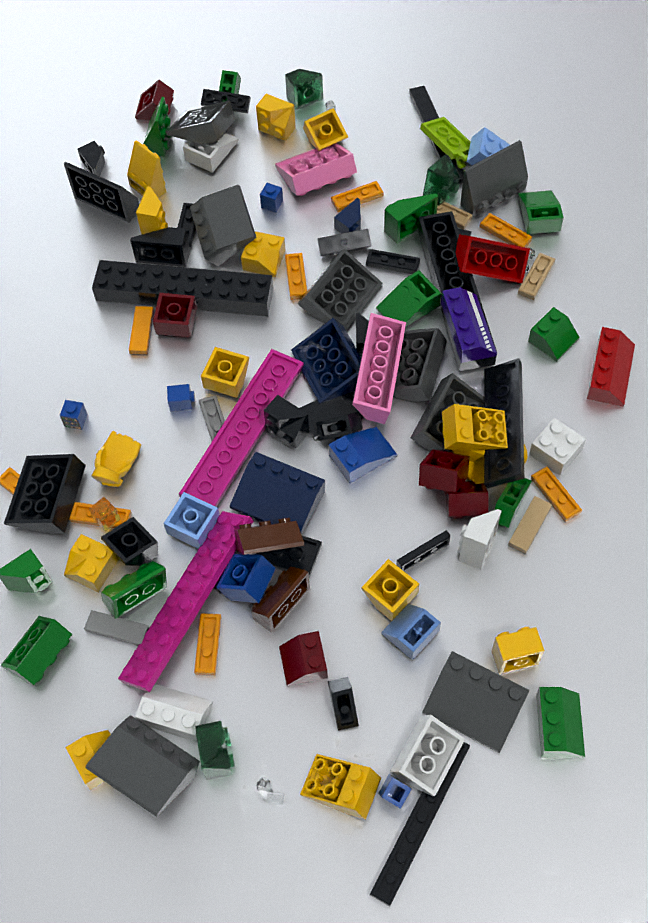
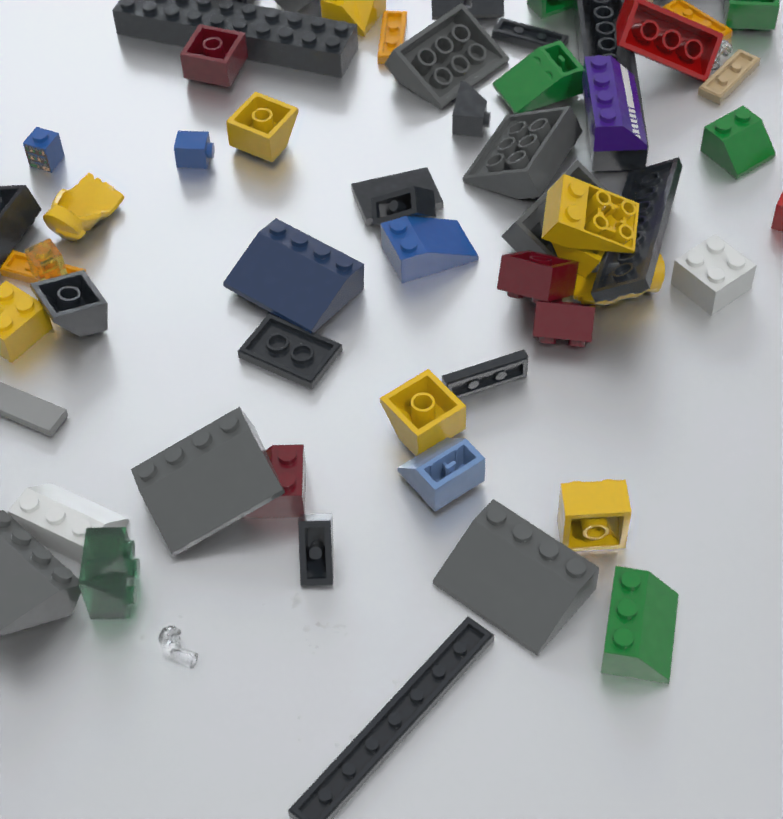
camera: 10 degrees right, 10 degrees down
(134, 588) = (60, 360): green slope -> none
(141, 330) = (163, 72): light orange tile -> none
(183, 603) = (125, 386): dark pink plate -> none
(191, 520) = (164, 290): light blue brick -> none
(207, 644) = (143, 443): light orange tile -> none
(212, 415) = (233, 185): light grey tile -> none
(241, 429) = (266, 196): dark pink plate -> none
(246, 578) = (219, 366): blue brick -> none
(262, 670) = (207, 481): none -> dark grey slope
(268, 536) = (262, 317): reddish brown slope -> none
(281, 598) = (272, 396): reddish brown slope -> none
(286, 421) = (330, 191): black slope -> none
(329, 361) = (413, 135): dark blue slope -> none
(341, 785) = (286, 656): yellow slope -> none
(379, 367) = (473, 141): bright pink slope -> none
(395, 791) = (361, 671): blue brick -> none
(427, 755) = (424, 633): white slope -> none
(478, 538) = (568, 361): white slope -> none
(511, 500) = (627, 332): green slope -> none
(530, 524) = (652, 367): tan tile -> none
(556, 494) = (700, 335): light orange tile -> none

